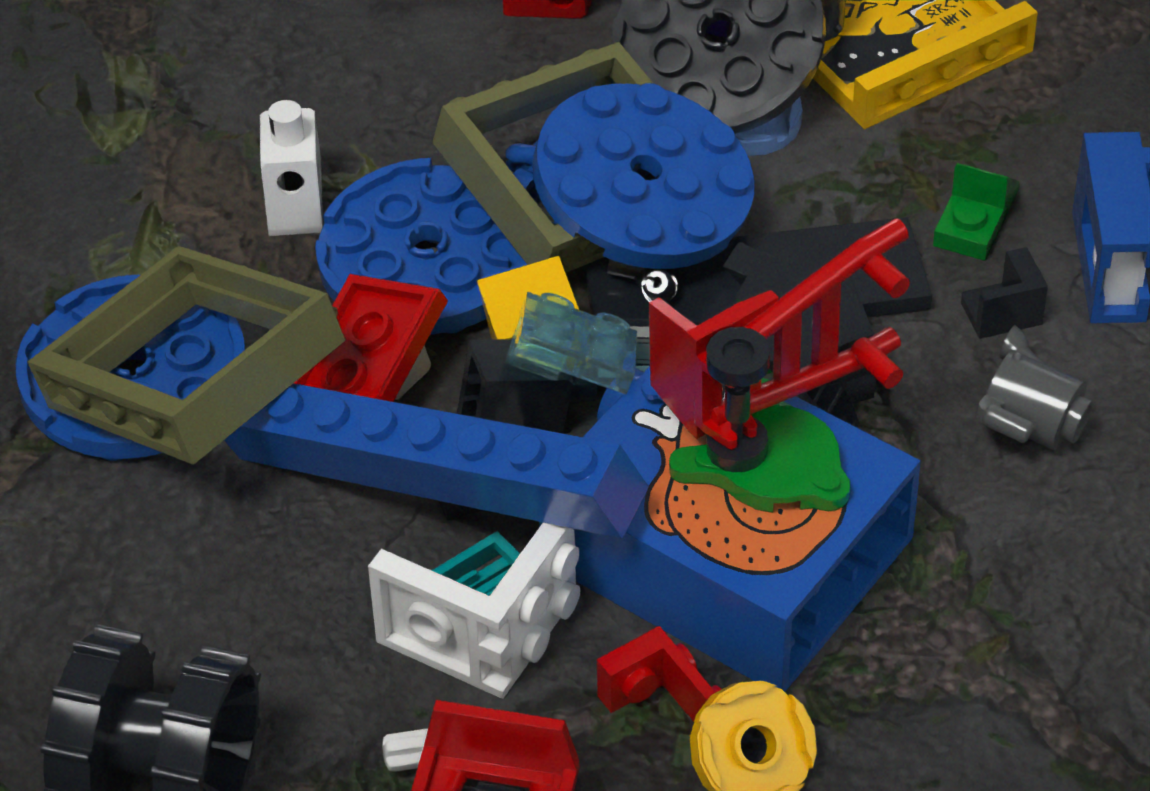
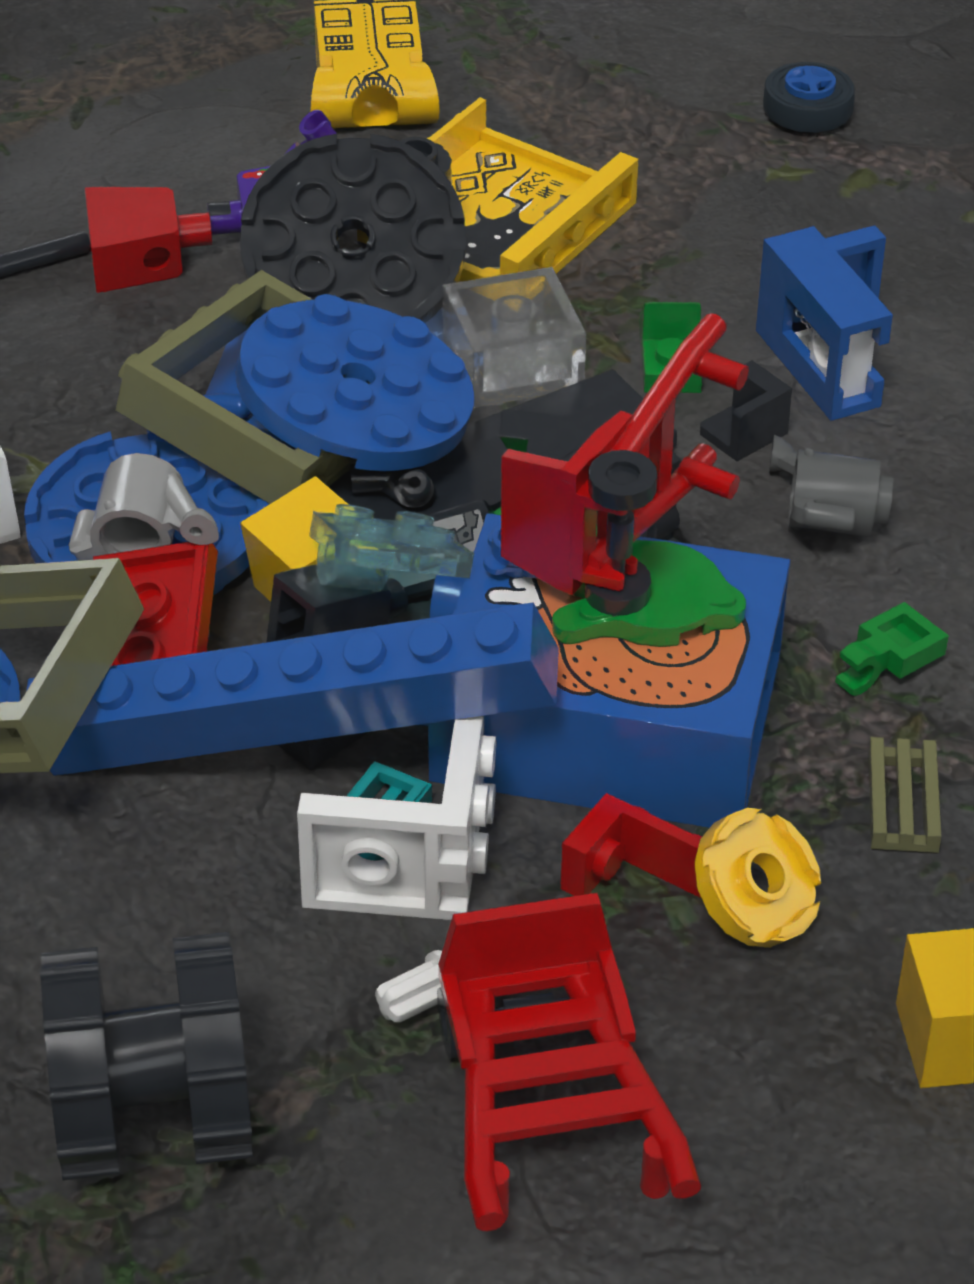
camera: 25 degrees left, 5 degrees down
(402, 243) = (140, 509): none -> light grey piece
(825, 161) = (514, 335): none -> clear brick
(957, 671) = (904, 758): none -> olive tile
(1011, 560) = (892, 641): none -> green plate

